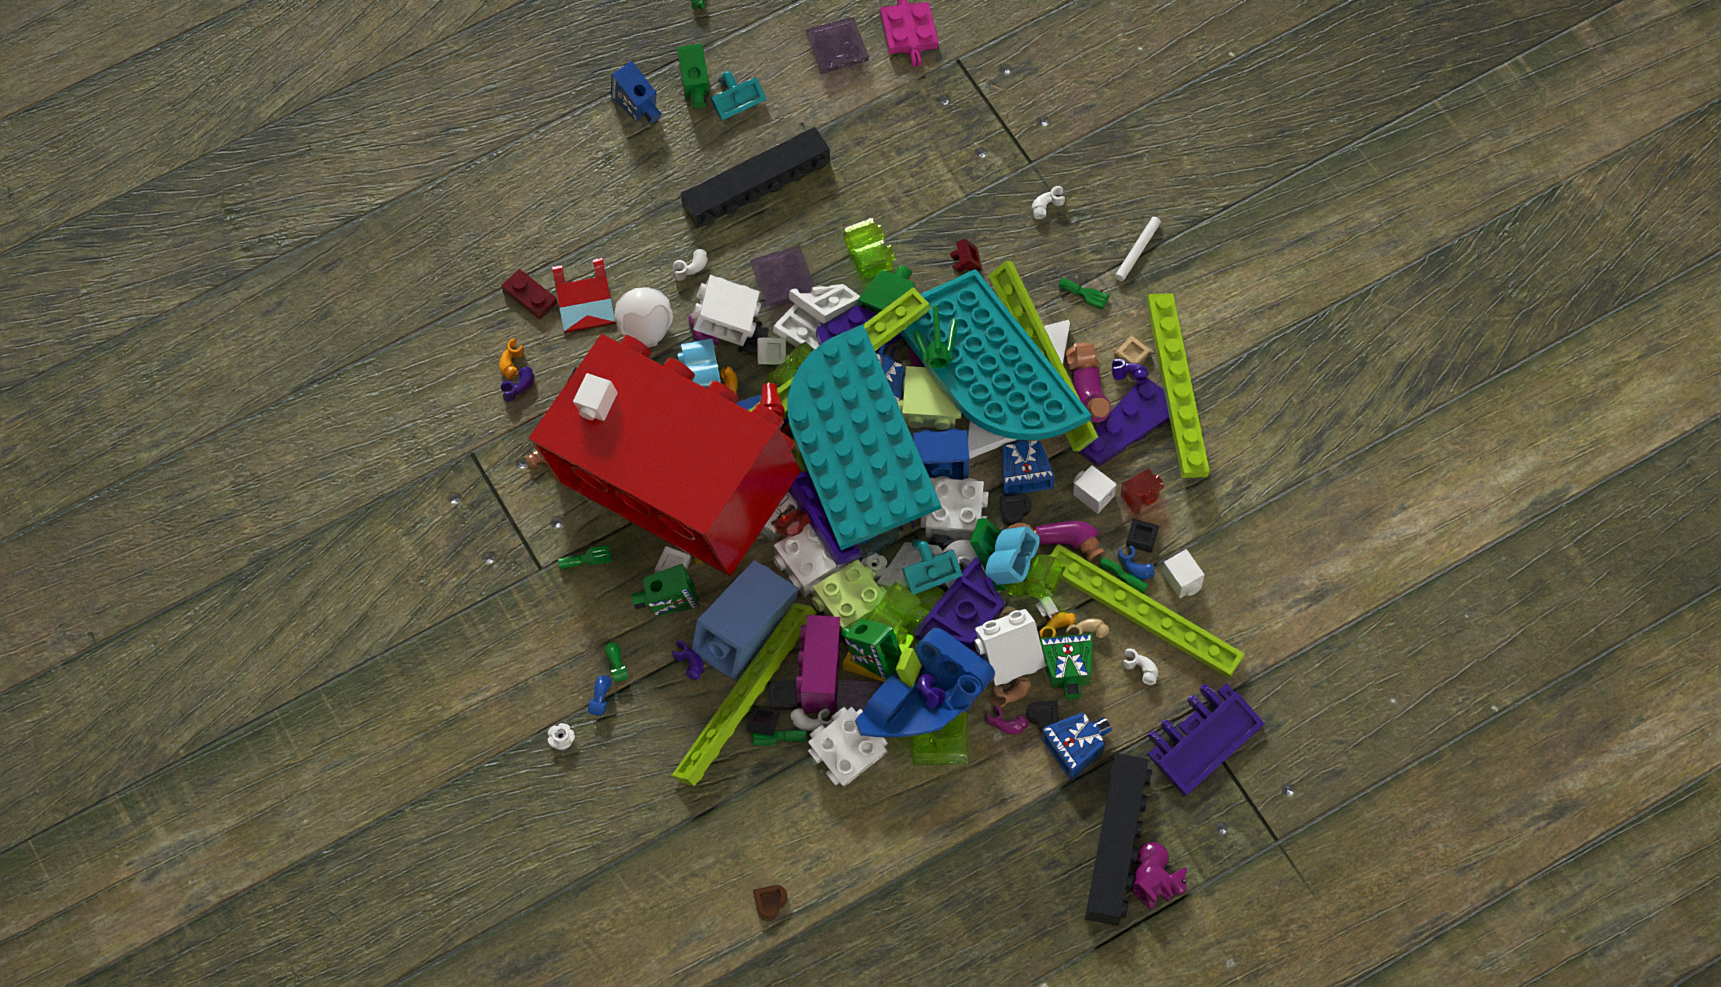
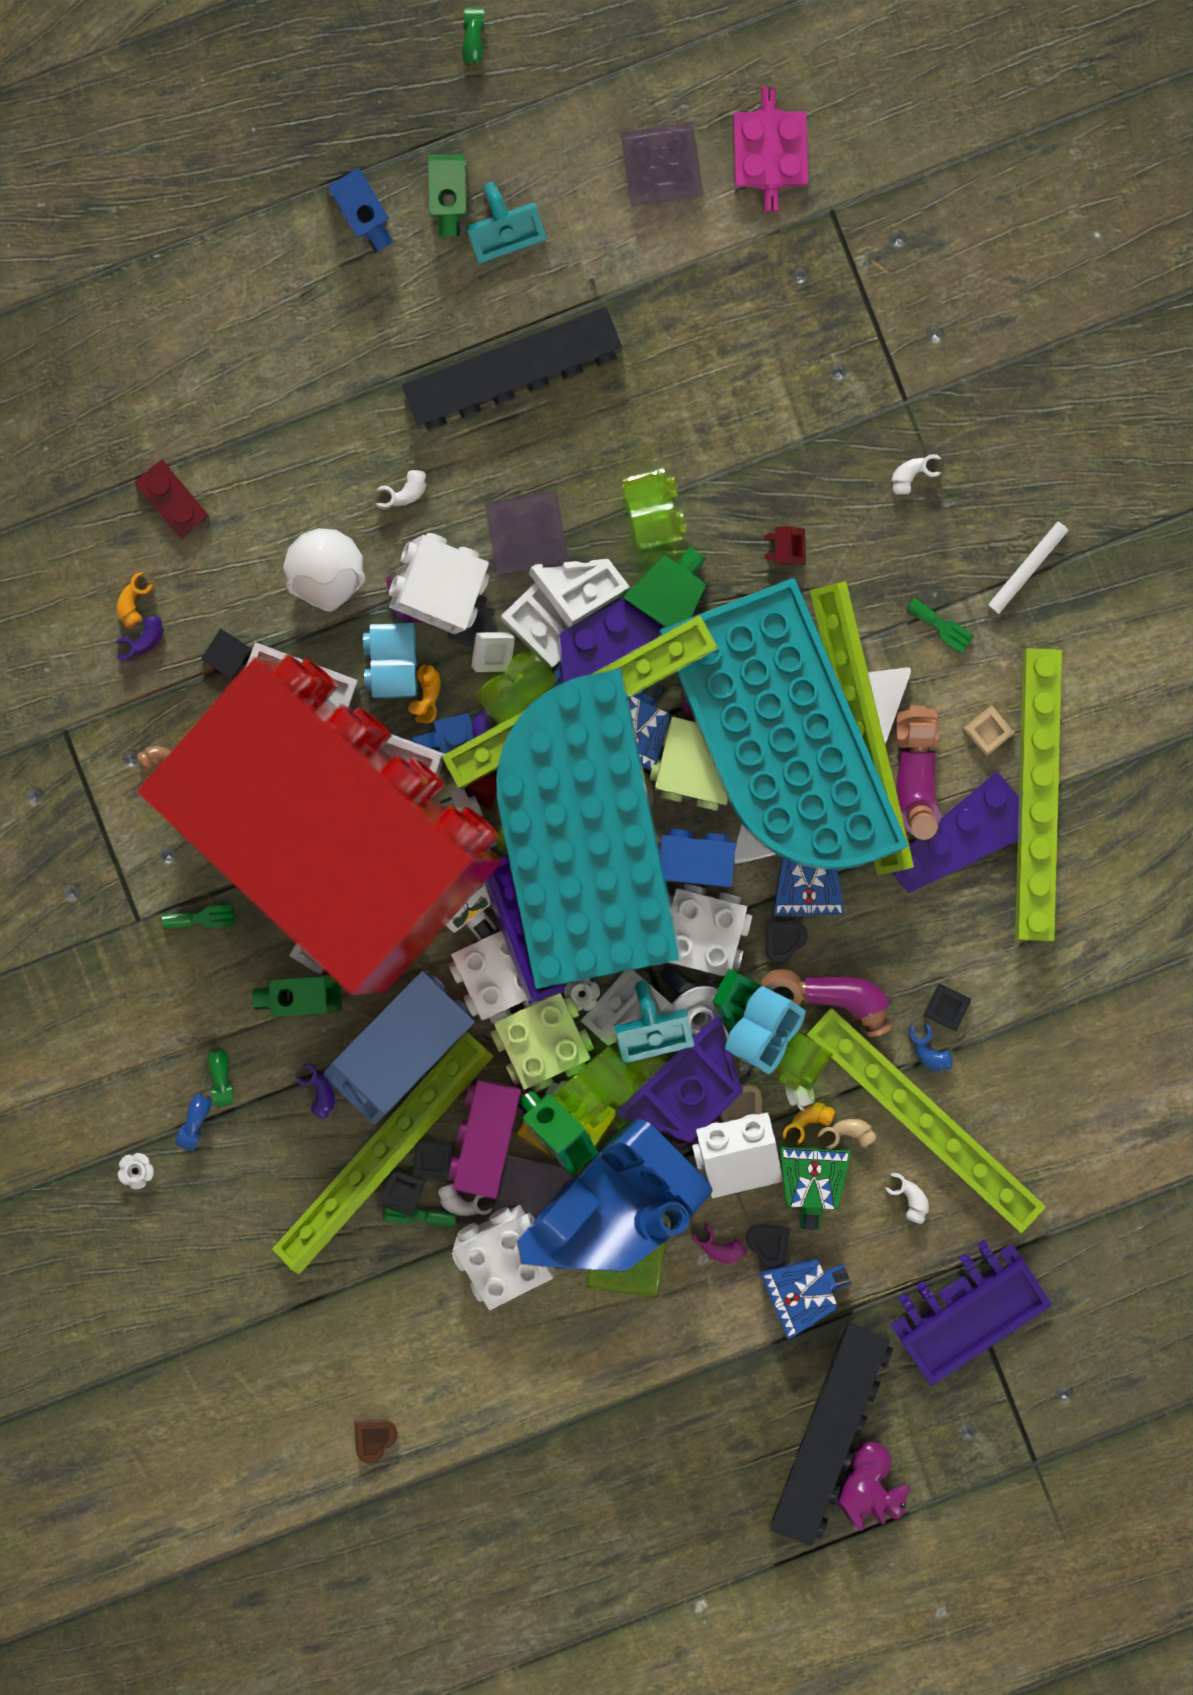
camera: 10 degrees right, 25 degrees up
(584, 302) = (246, 525): red flag -> none
(595, 397) = (231, 763): white brick -> none
(771, 398) = (476, 761): red cone -> none
(792, 523) = (479, 930): clear red plate -> none
(908, 666) = (599, 1170): lime tile -> none
(934, 695) = (616, 1196): dark purple arm -> none
(937, 354) = (715, 723): green plant -> none
(1018, 692) = (742, 1205): medium nougat arm -> none
(1094, 488) = (894, 932): white brick -> none
(1118, 571) = (918, 1070): green piece -> none
(1120, 371) = (989, 766): dark purple arm -> none
(1141, 490) = (960, 946): clear red brick -> none
(1183, 574) = (990, 1079): white brick -> none

